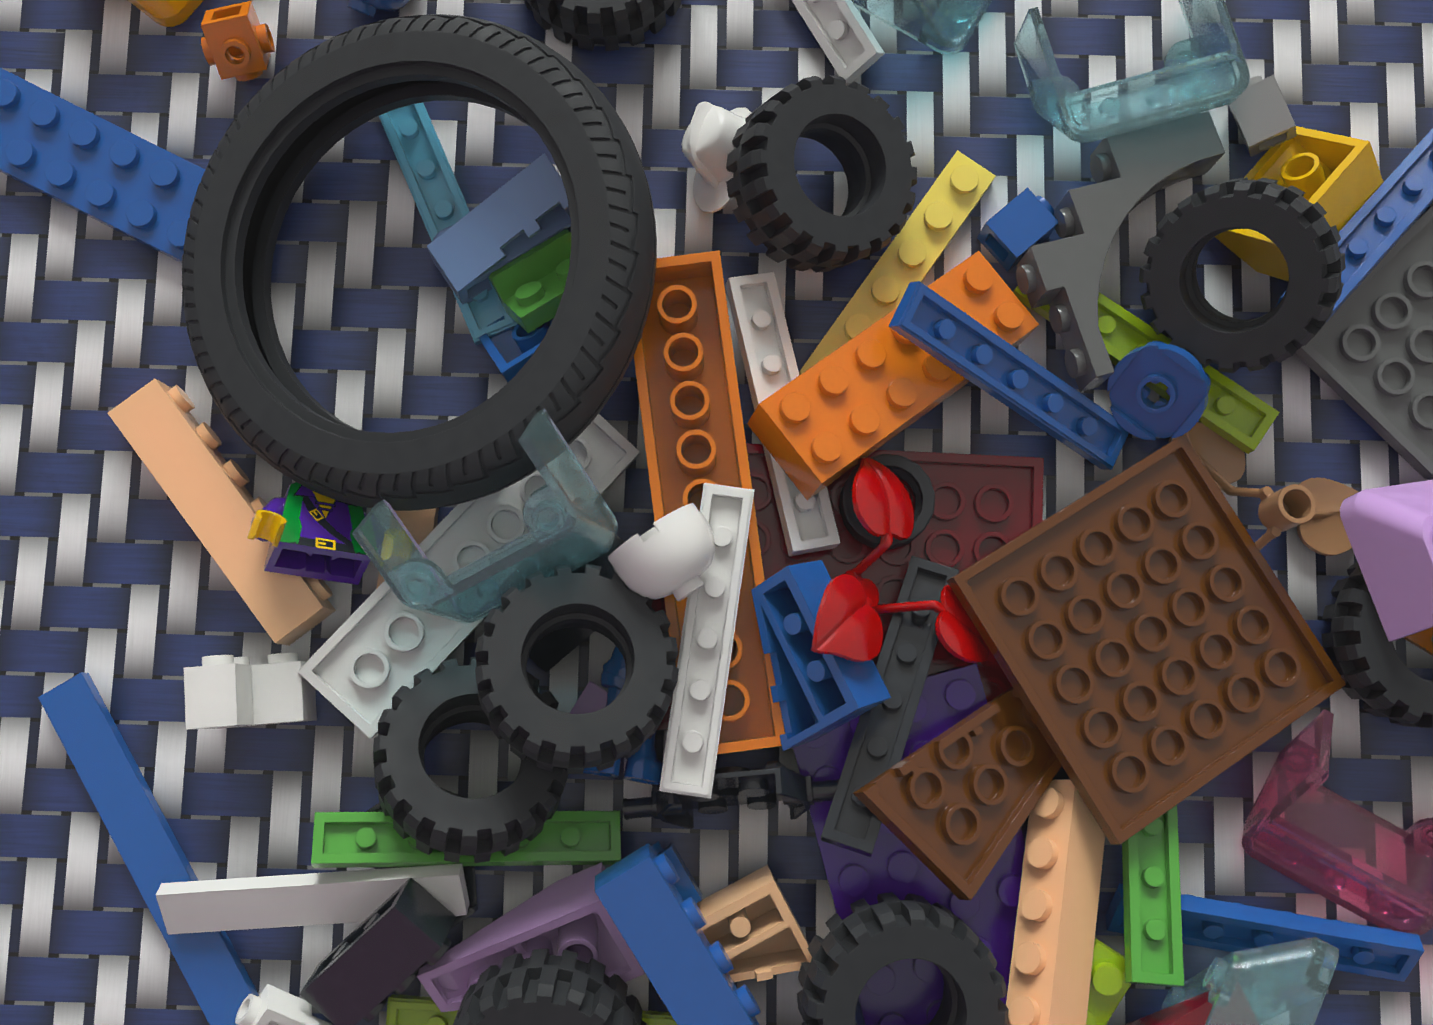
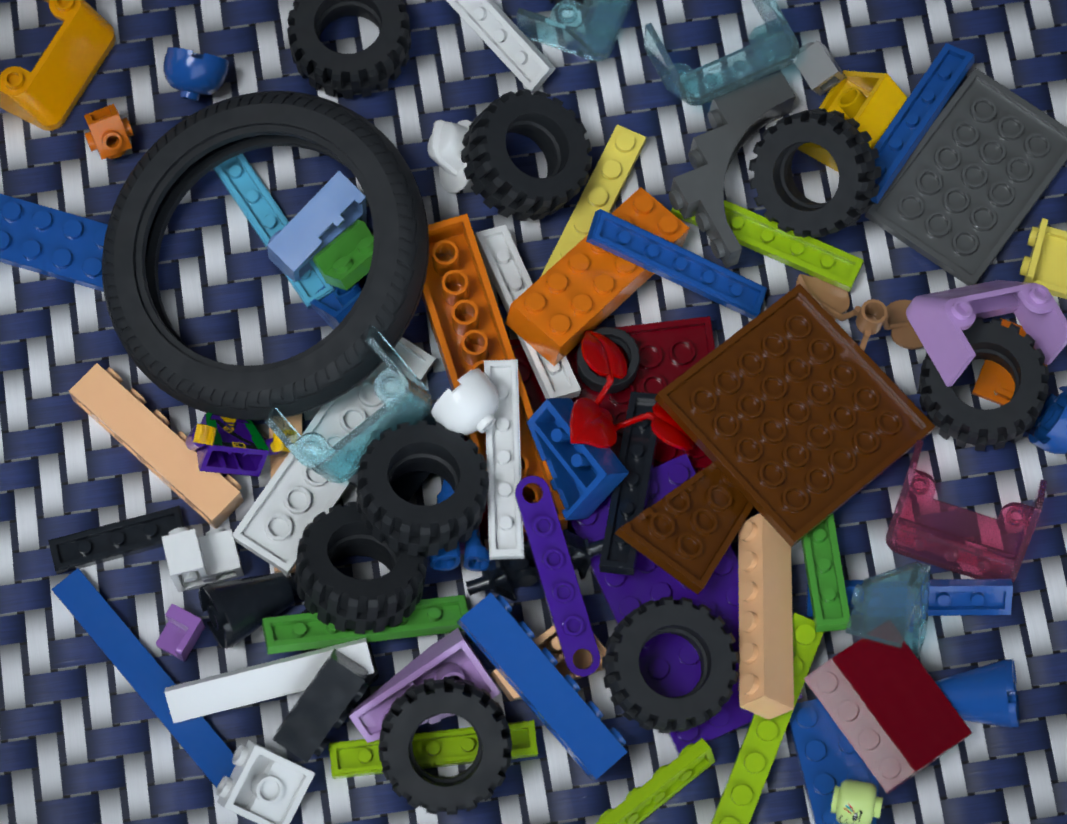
camera: 10 degrees left, 10 degrees down
(147, 638) = (114, 540): none -> black tile
(208, 794) = (180, 632): none -> medium lavender panel
(301, 775) = (241, 604): none -> black cone
(756, 836) = (557, 576): none -> dark purple plate
(1017, 227) = (664, 166): blue brick -> none
(1158, 363) = (794, 252): blue plate -> none

